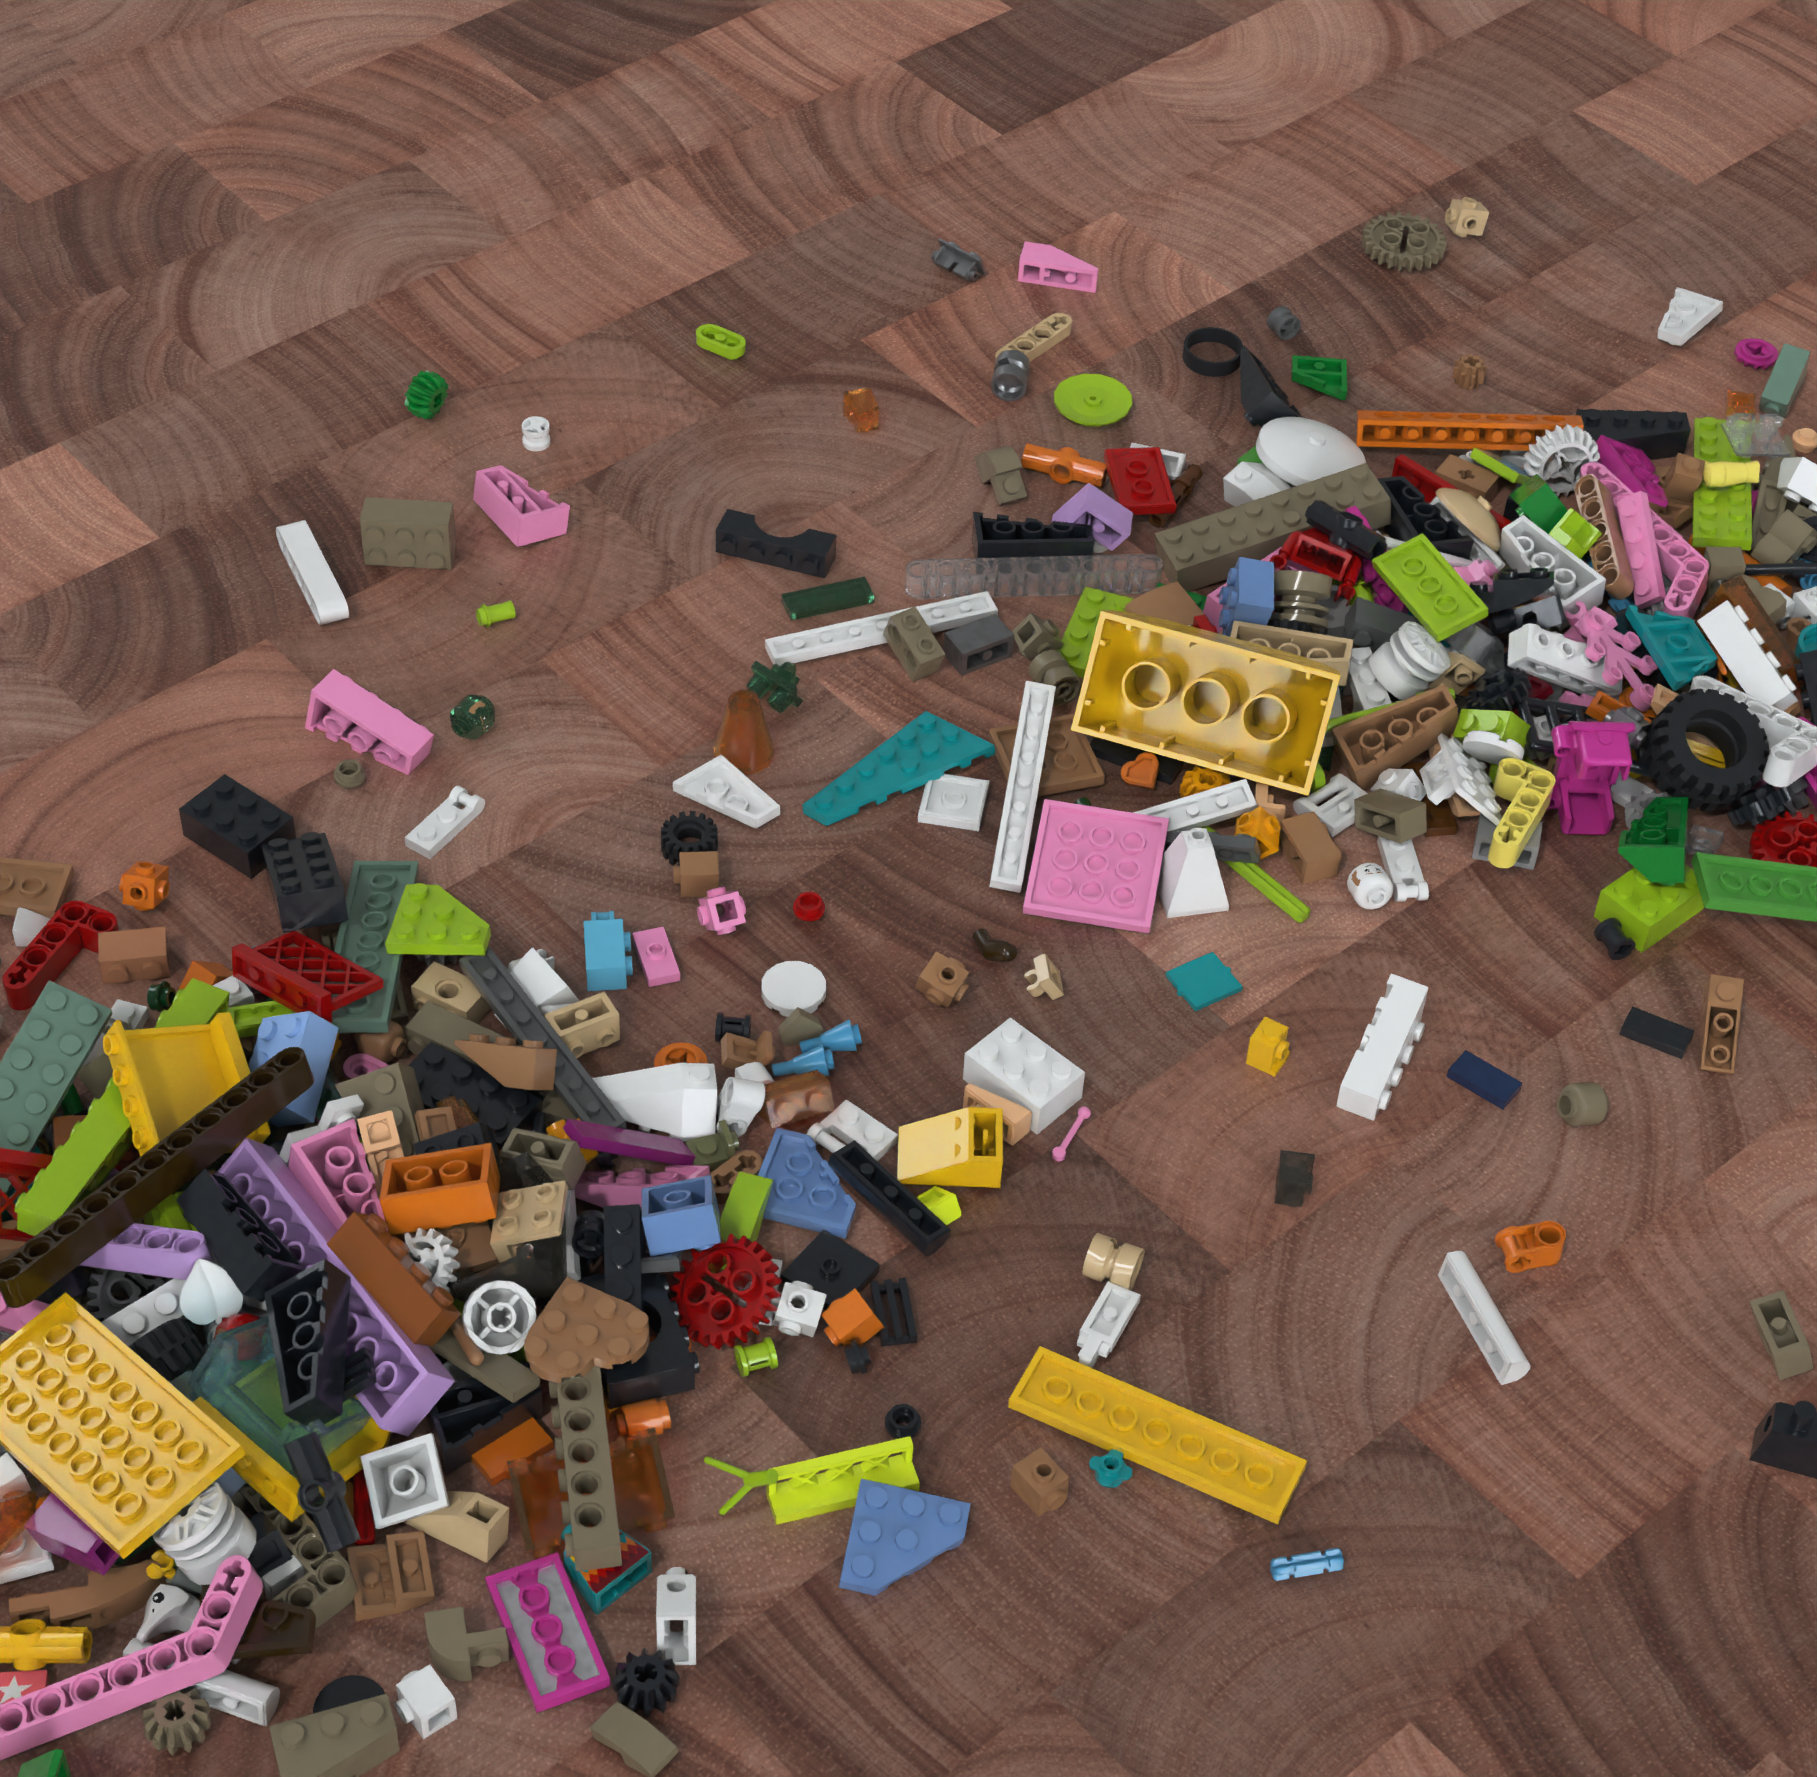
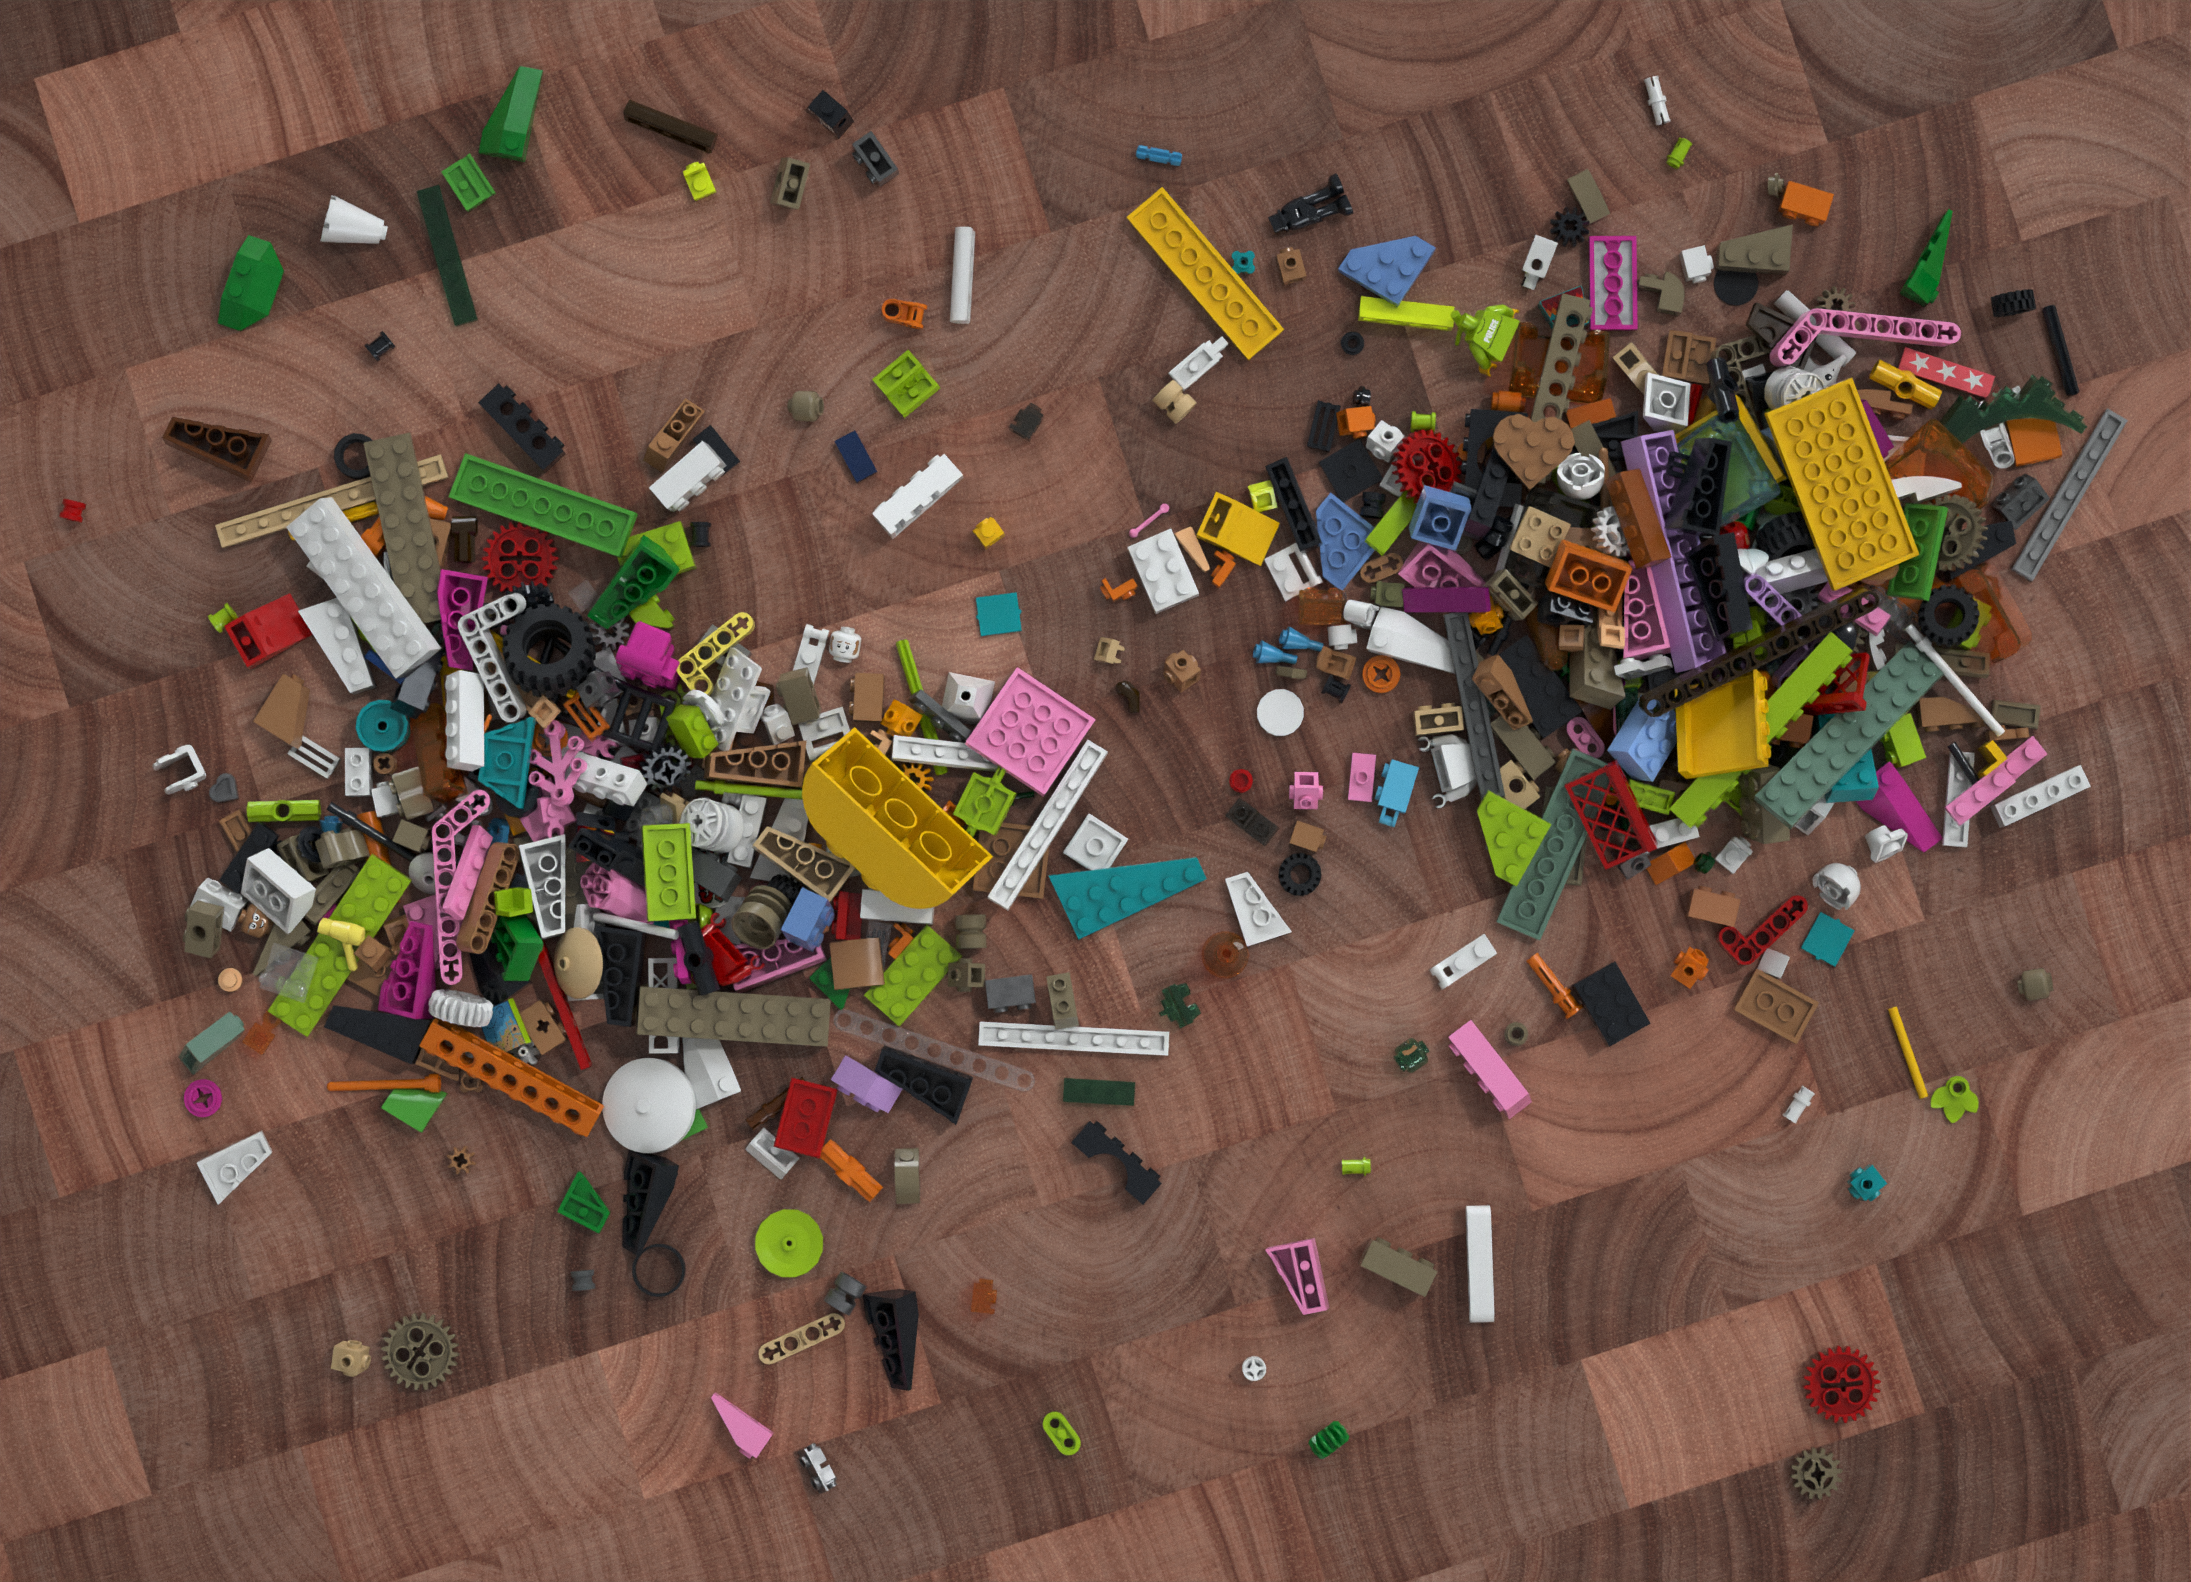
camera: 155 degrees left, 40 degrees up
(304, 882) = (1584, 915): black brick -> none
(307, 821) = (1559, 997): none -> orange pin
(707, 1480) = (1489, 334): none -> lime torso
(780, 1235) = (1372, 505): none -> black wheel
(781, 877) = (1252, 822): none -> clear smoke slope
(941, 370) = (895, 1323): none -> black wedge
(946, 1097) = (1222, 572): none -> orange bracket
(1057, 1561) = (1302, 213): none -> black piece
(1073, 1036) = (1123, 591): none -> orange bracket
(1109, 779) = (985, 803): none -> lime plate
(1474, 1177) = (906, 383): none -> lime slope
(1550, 395) = (414, 1106): none -> bright green slope
(1599, 404) = (431, 1083): none -> orange piece
(1601, 847) = (653, 615): none -> lime slope
(1671, 972) = (688, 477): none -> white brick
(1691, 1404) = (875, 158): none -> dark grey brick

